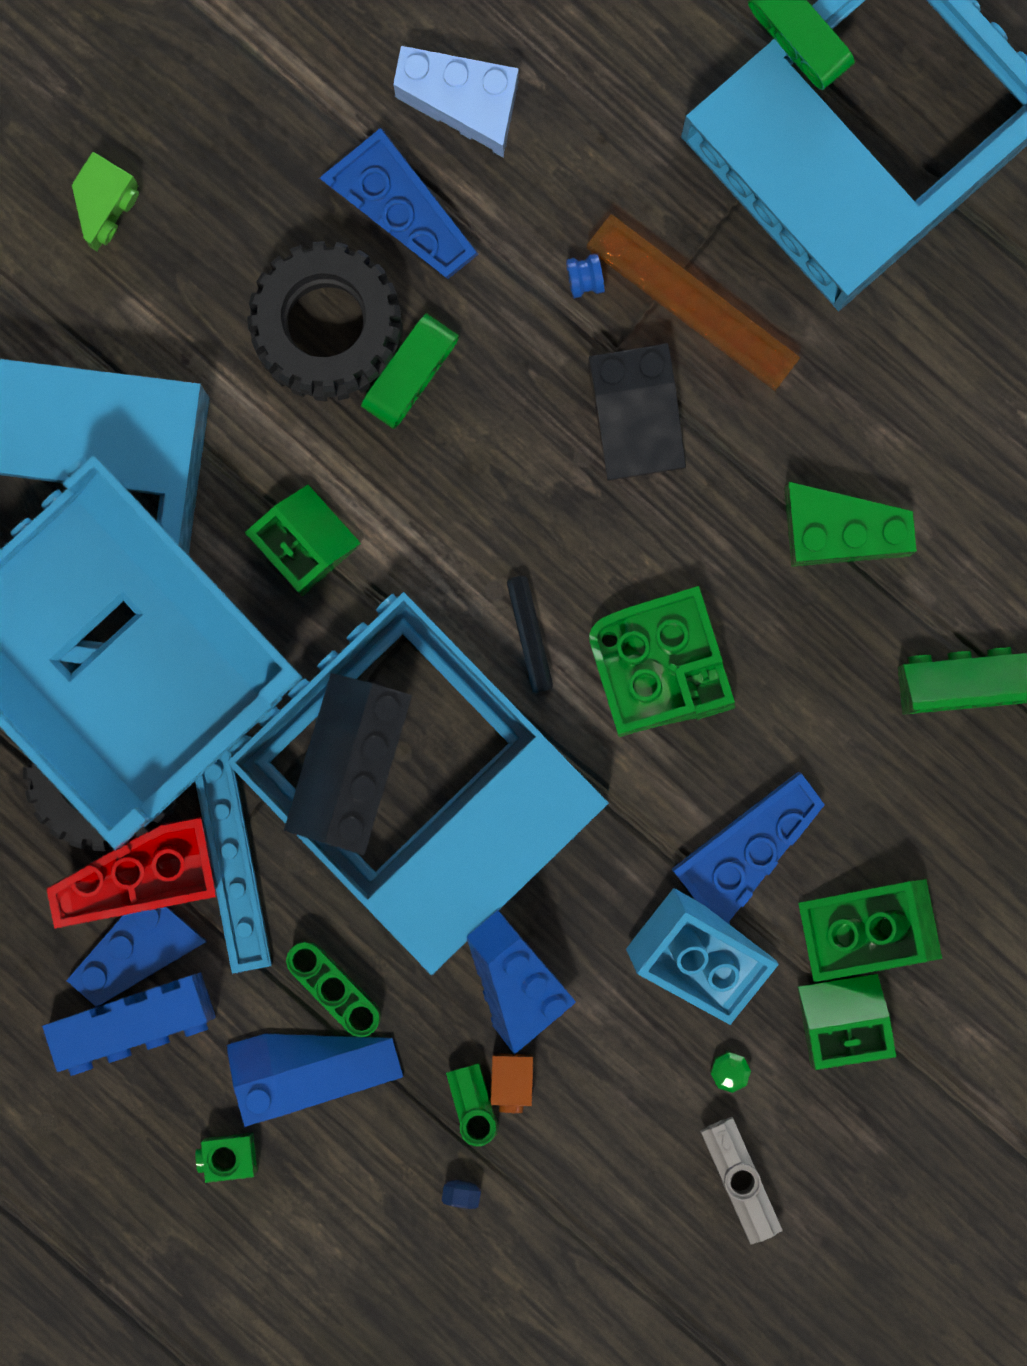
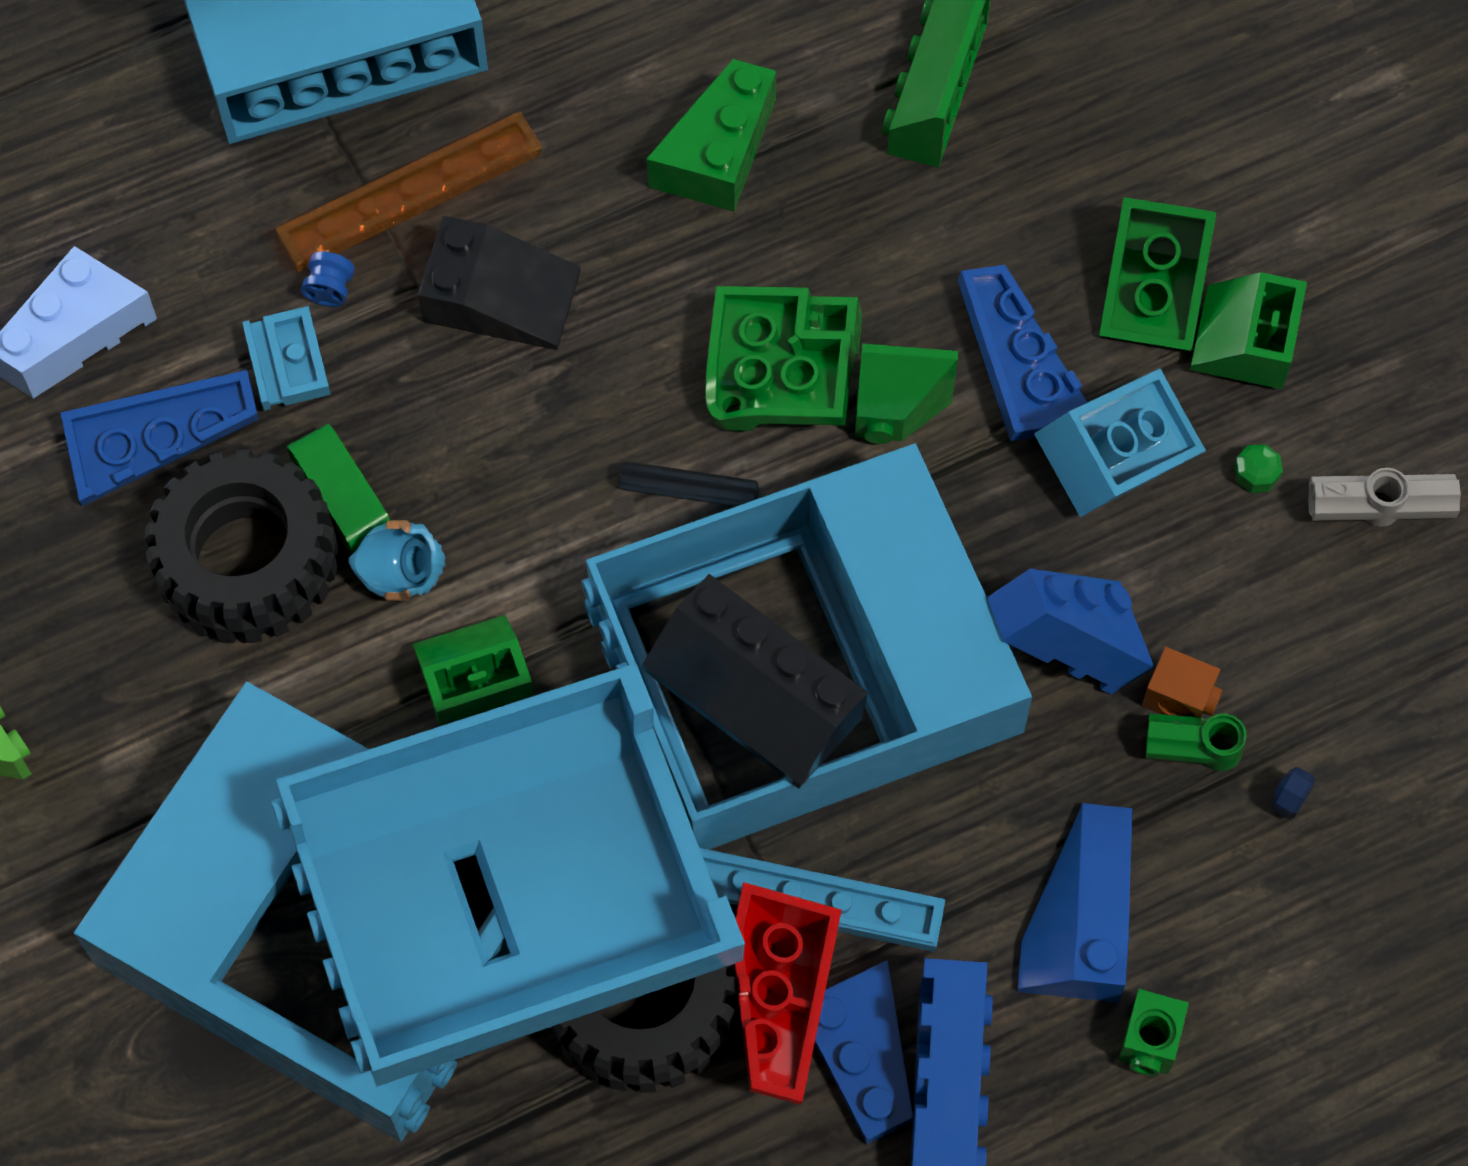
camera: 70 degrees left, 20 degrees down
(314, 983) = (1015, 819): green beam -> none
(365, 444) = (398, 560): none -> dark azure hair
(504, 276) = (286, 358): none -> dark azure plate
(665, 767) = (902, 390): none -> green slope

